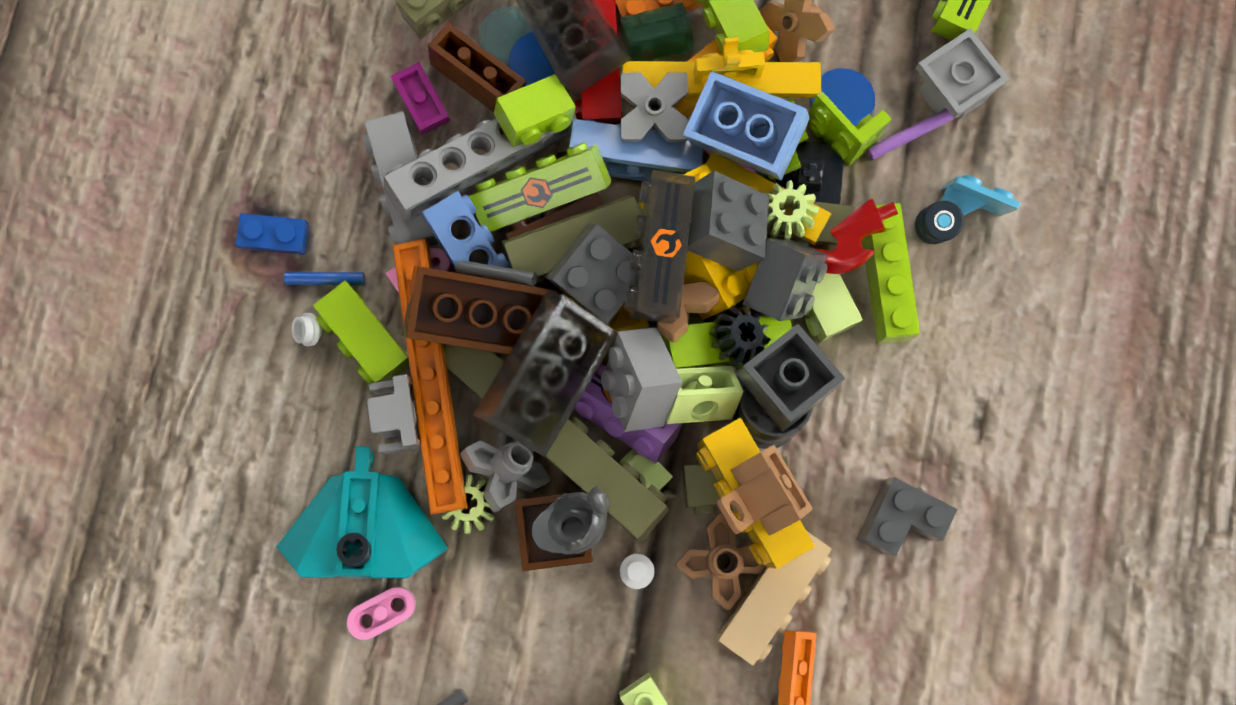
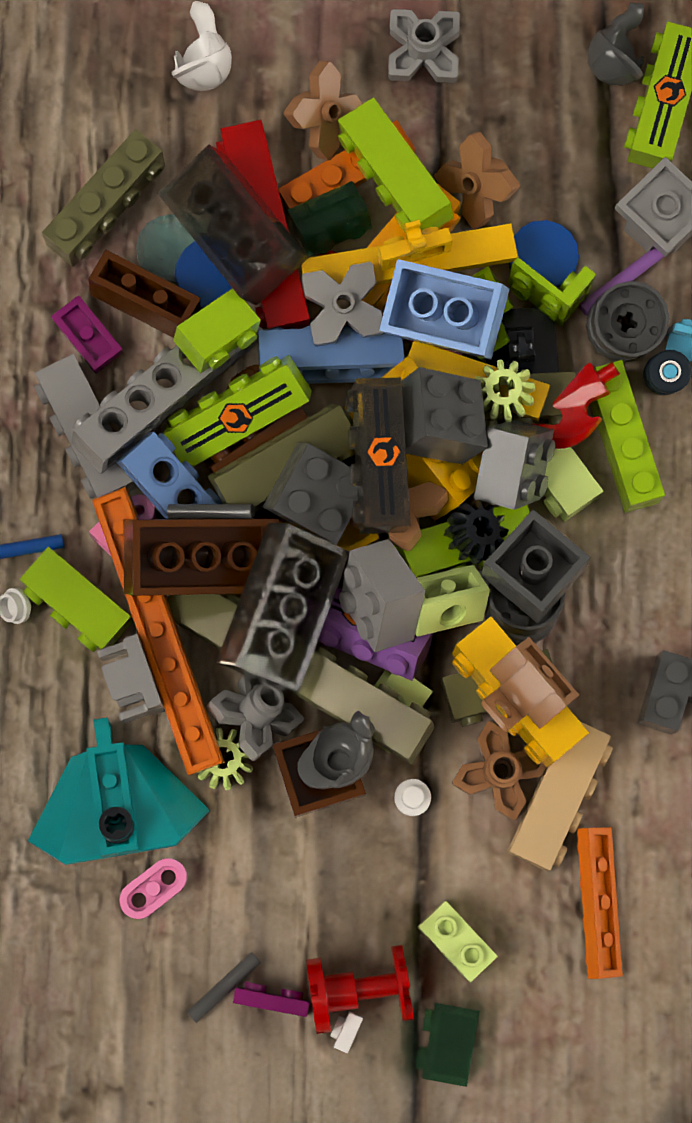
camera: 10 degrees left, 0 degrees up
(928, 164) = (646, 315): none -> dark grey wheel

